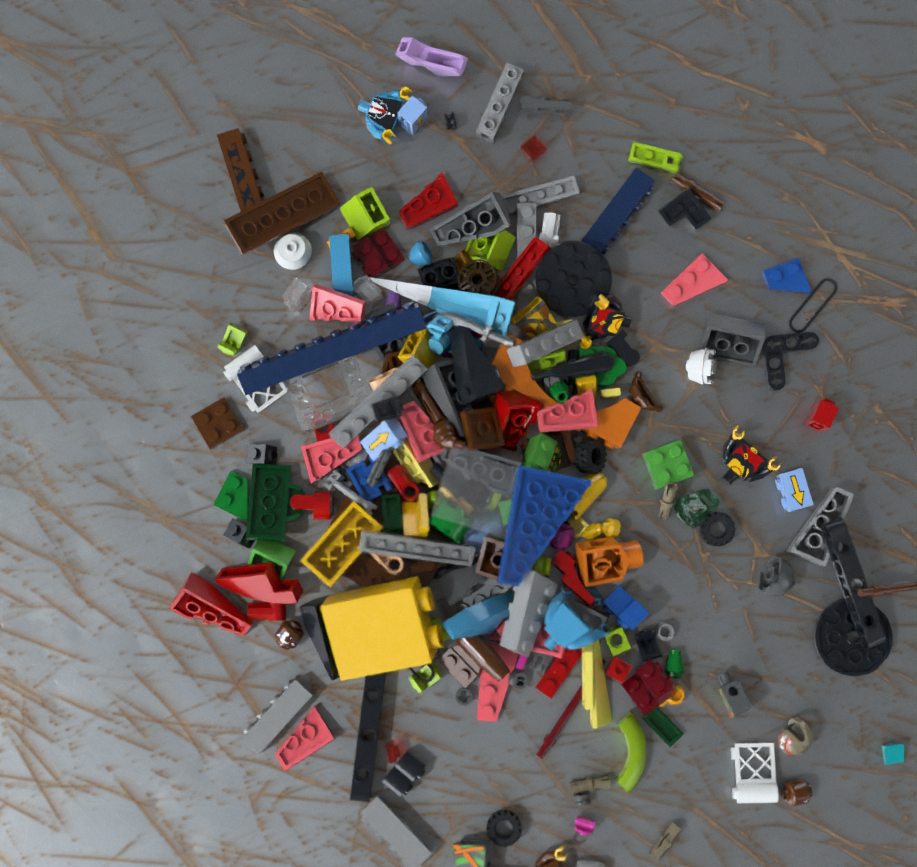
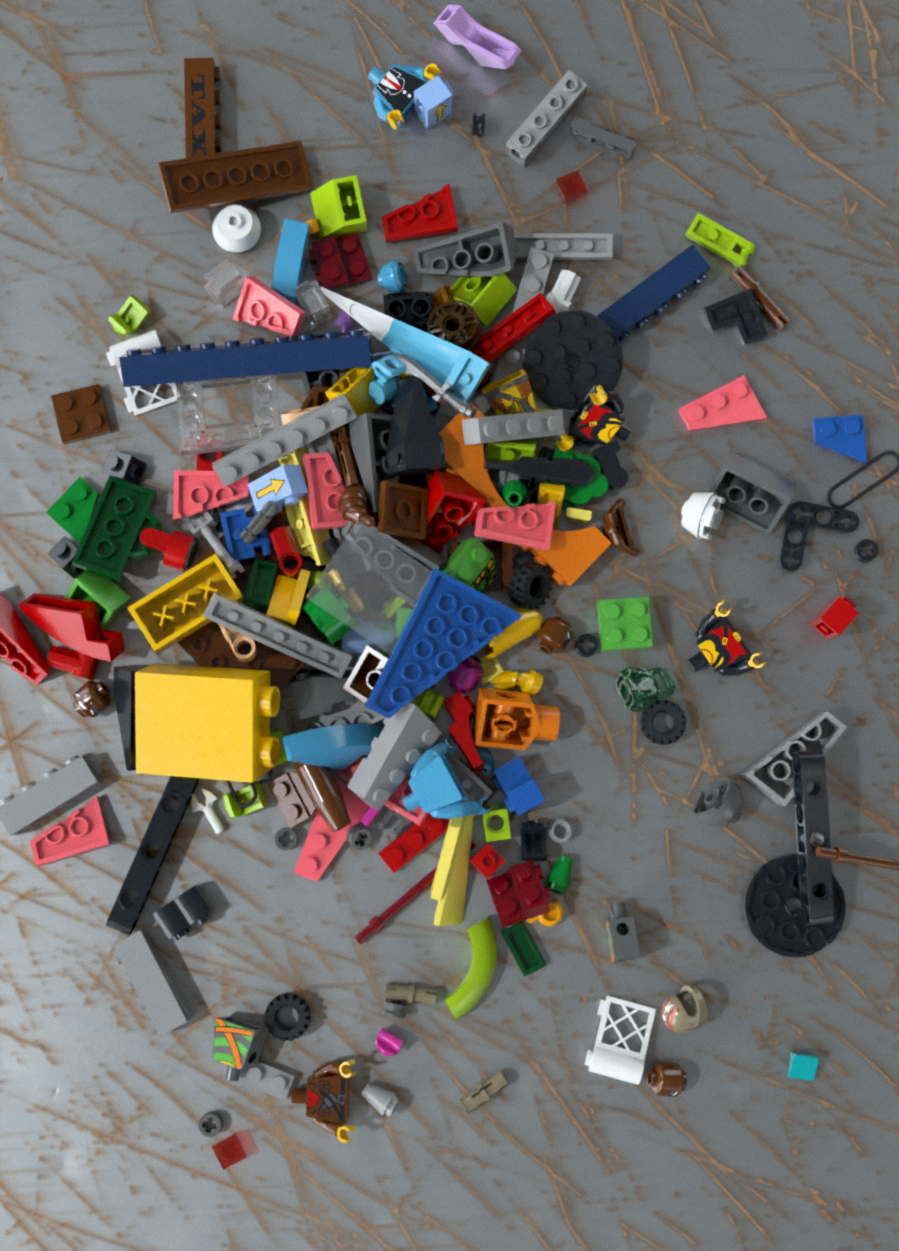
camera: 15 degrees right, 0 degrees up
(387, 409) = (291, 452): black bracket -> none
(392, 752) = (177, 881): clear red plate -> none
(399, 691) = (208, 810): none -> white bar
(618, 488) = (554, 635): none -> reddish brown head
(647, 483) = (592, 640): none -> black bush
(667, 500) = (610, 668): dark tan pin -> none
(794, 490) = (773, 701): light blue brick -> none
(826, 353) = (874, 549): none -> black bush

